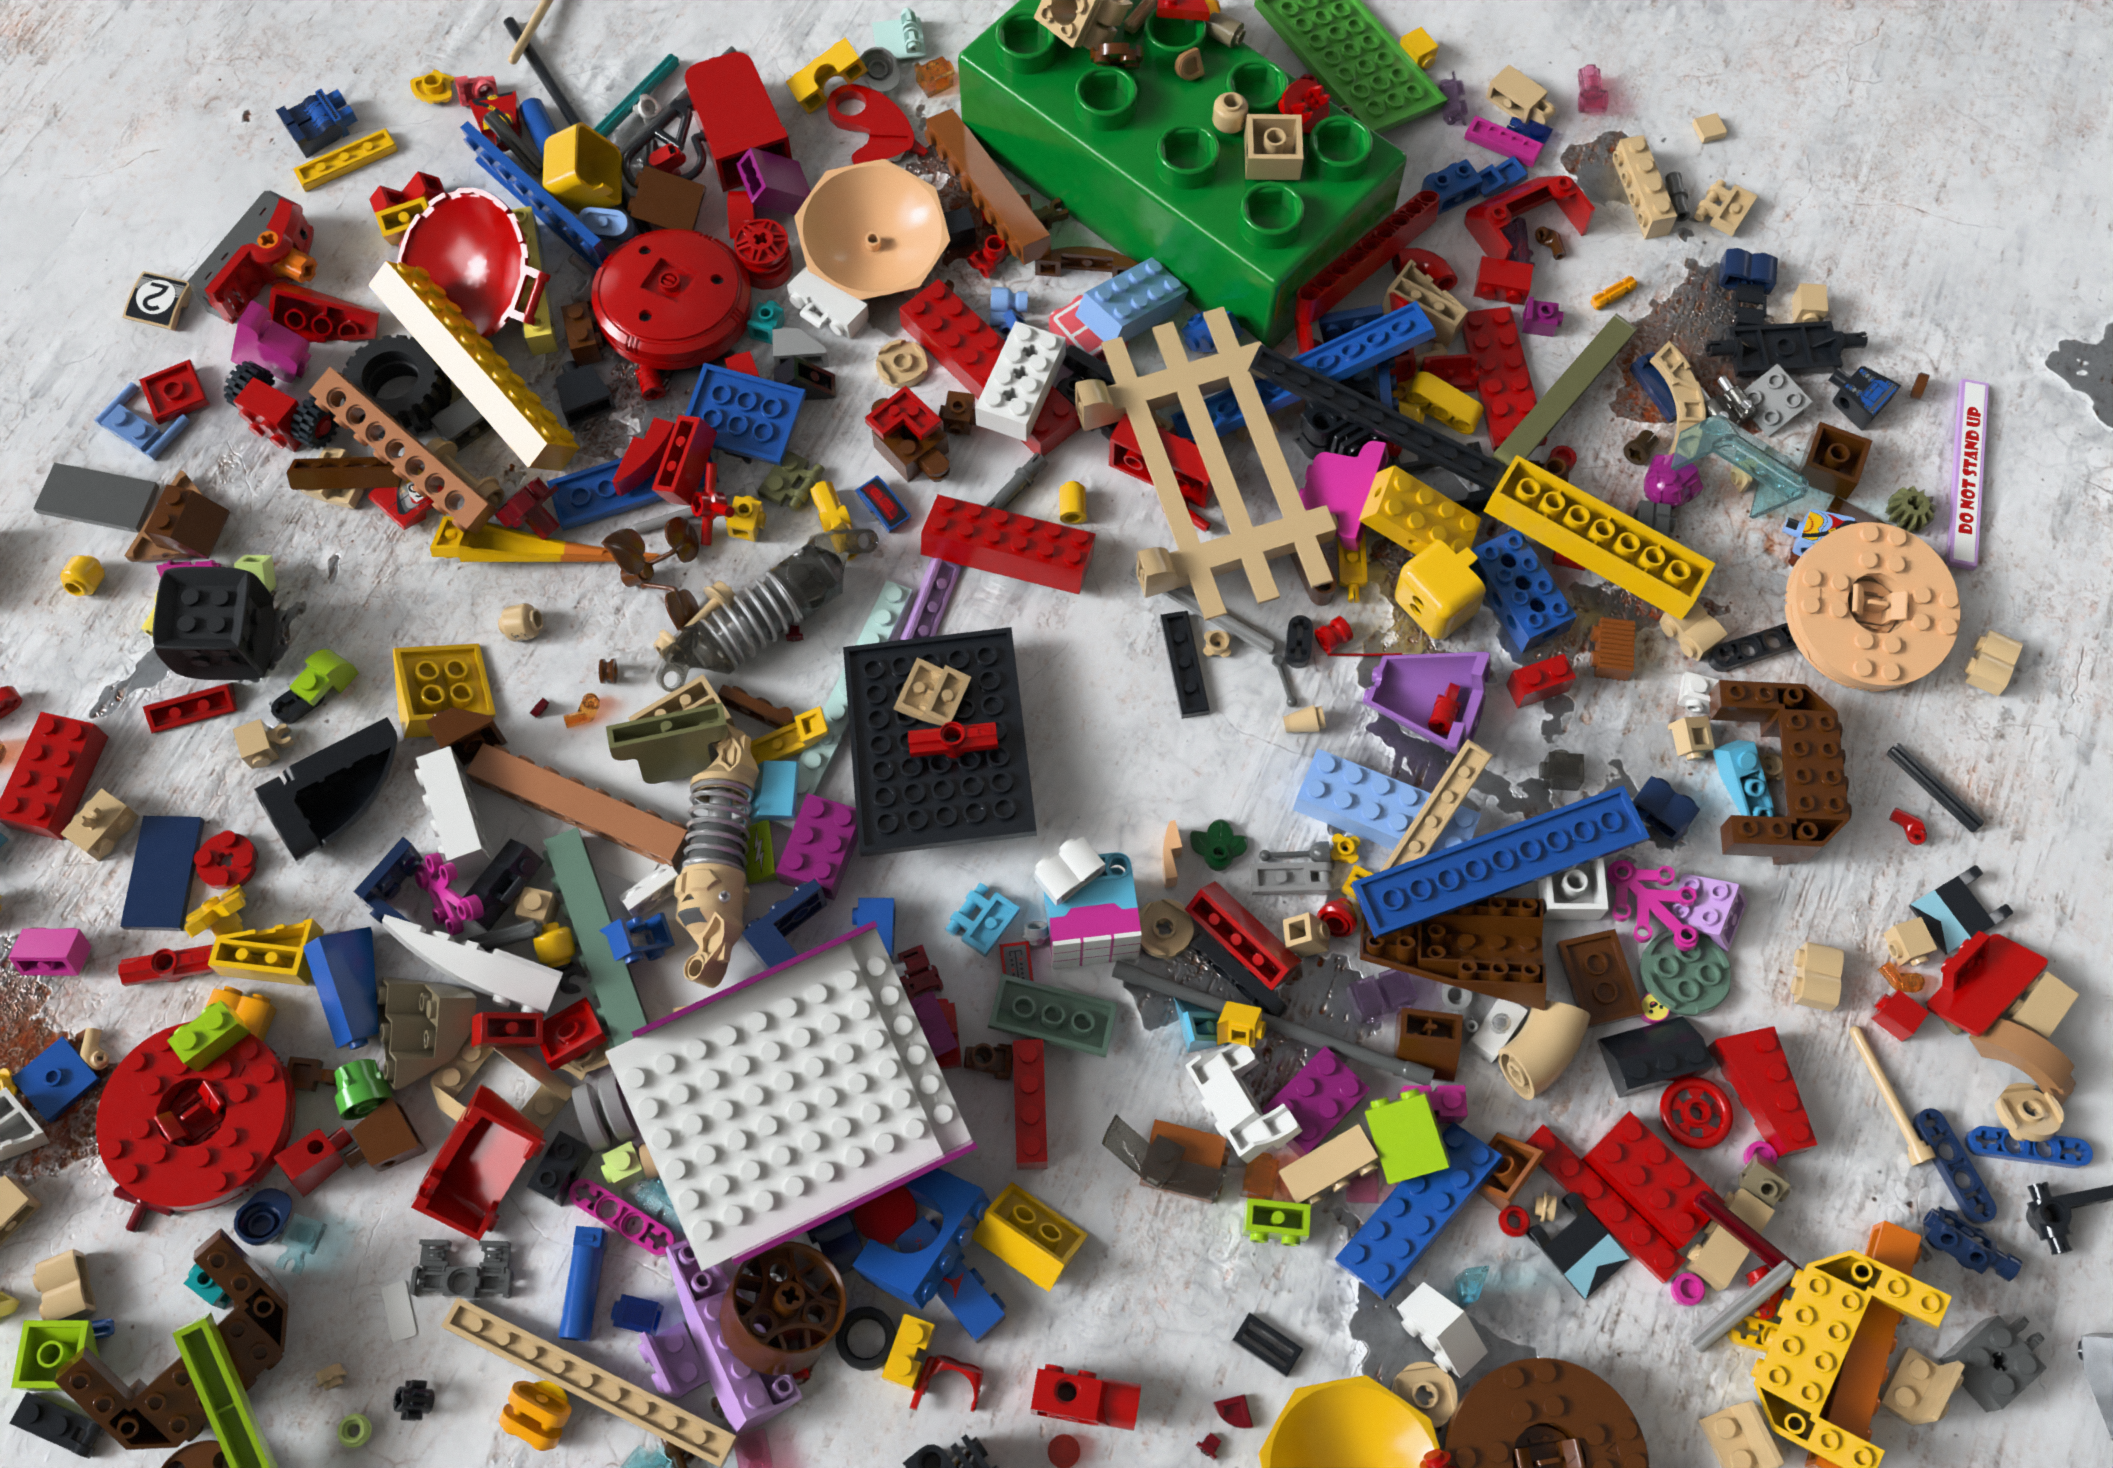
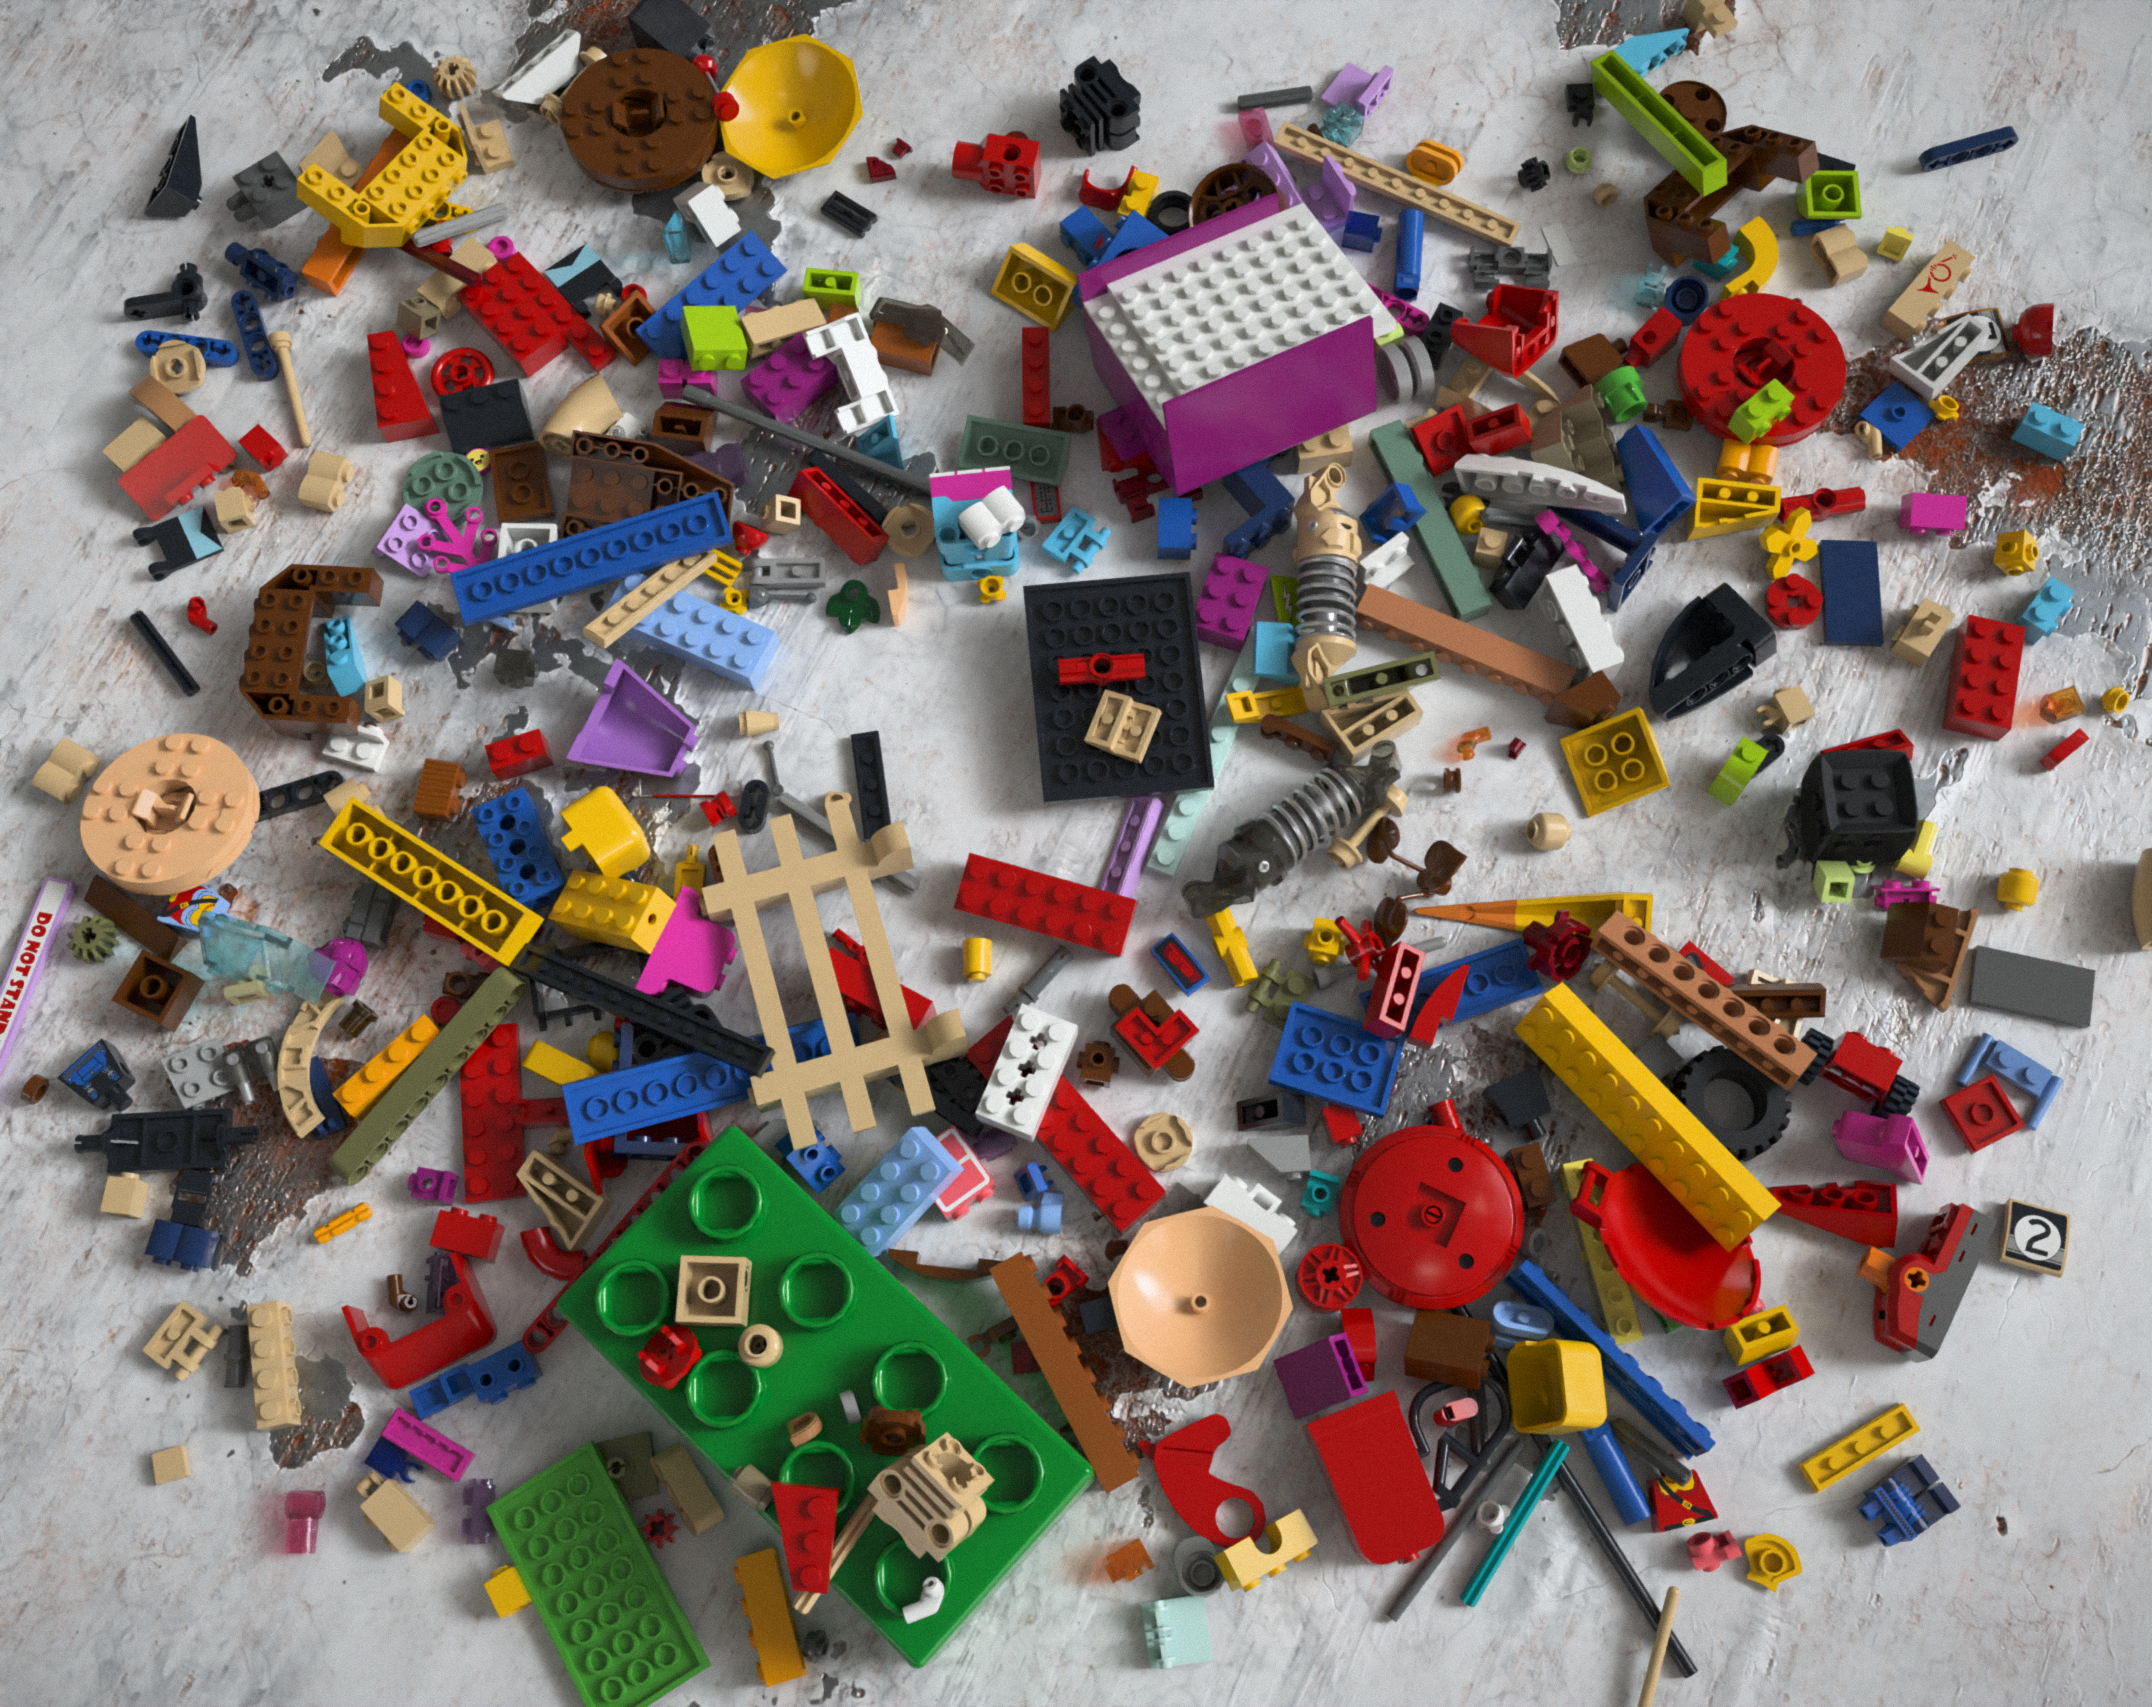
camera: 175 degrees left, 5 degrees up
(159, 1277) = (1760, 251): none -> yellow arch
(1153, 79) = (850, 1407): none -> light grey tile
(1240, 1025) = (846, 433): yellow window -> none
(1445, 710) = (618, 723): red hinge -> none
(1599, 404) = (380, 1074): none -> light orange brick

